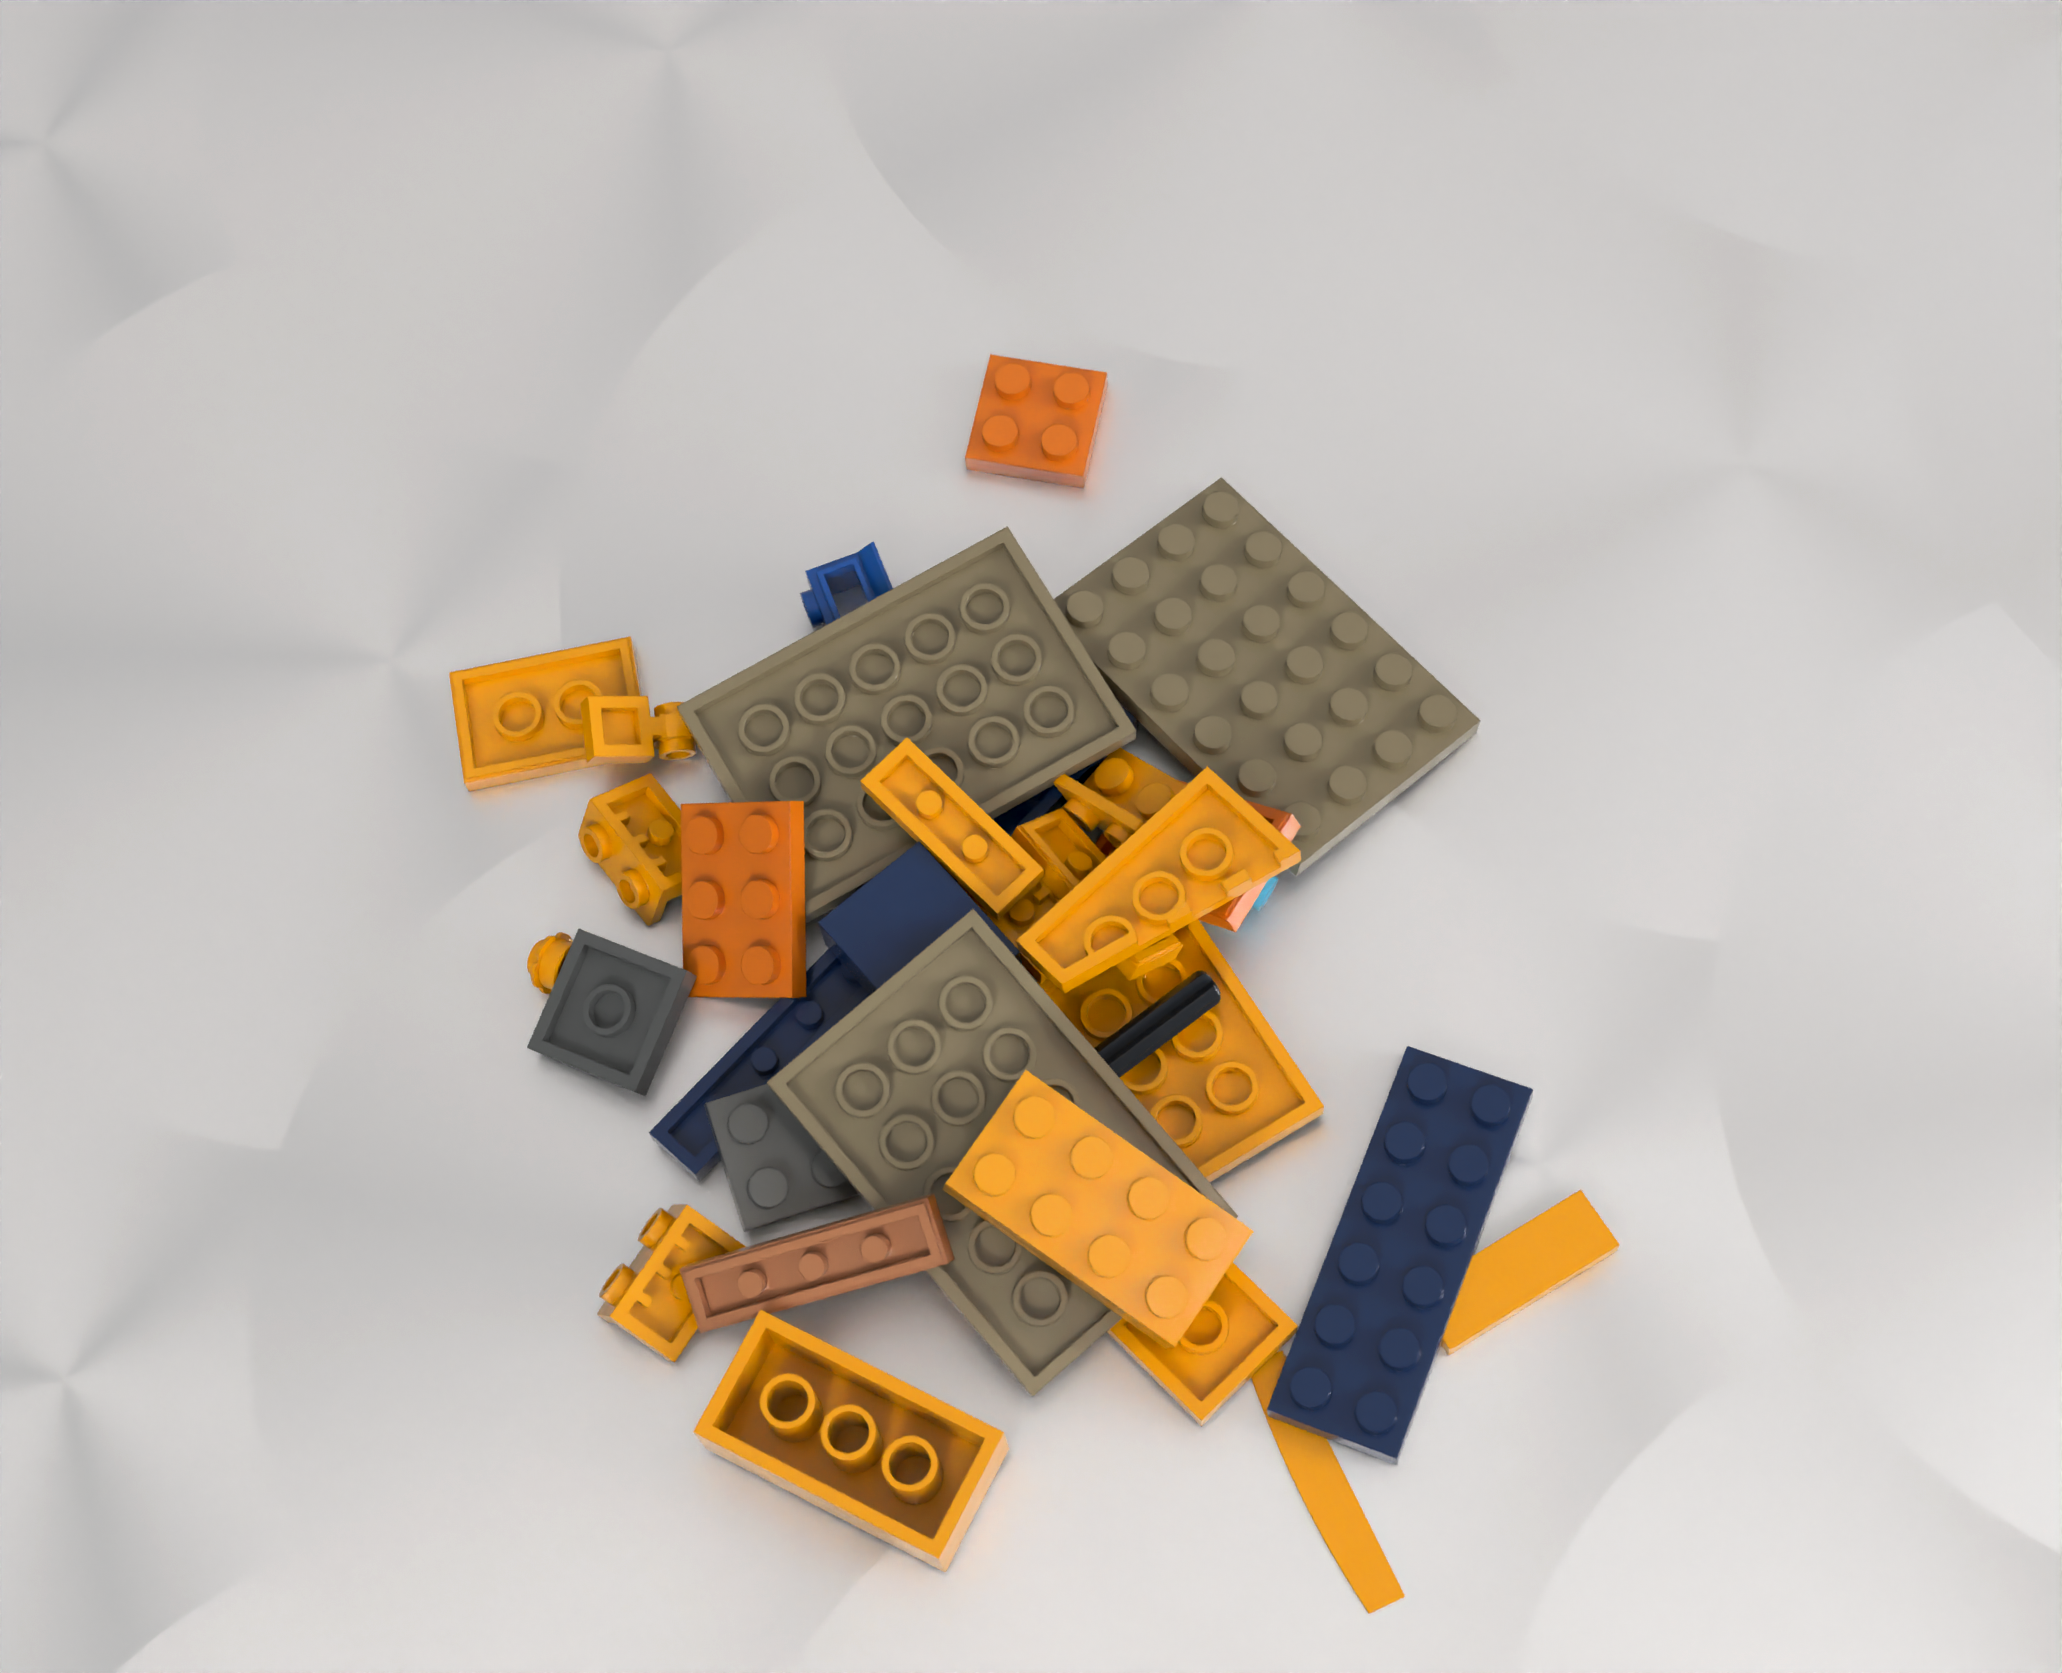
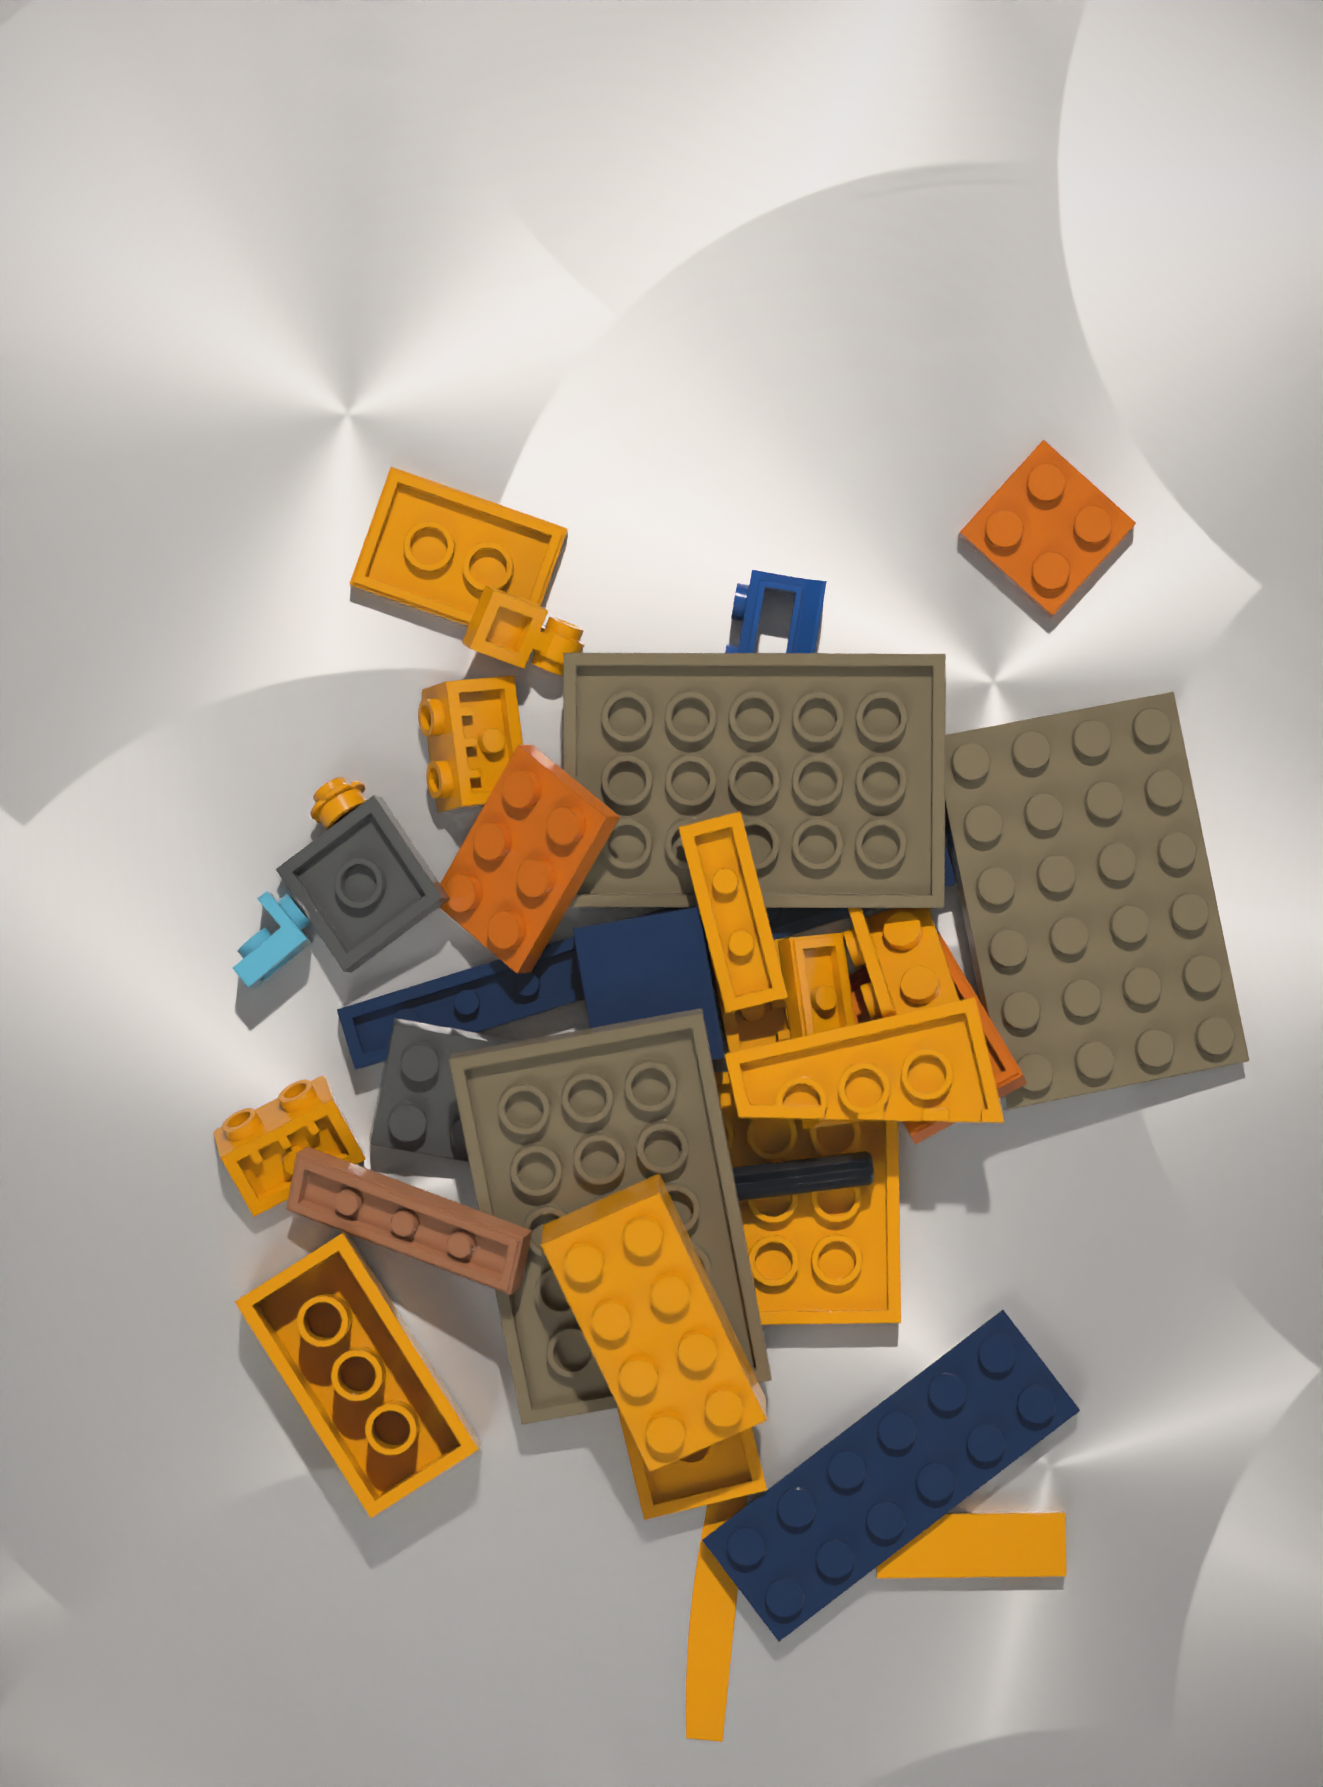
camera: 25 degrees right, 20 degrees up
(561, 1120) = (269, 952): none -> medium azure bracket

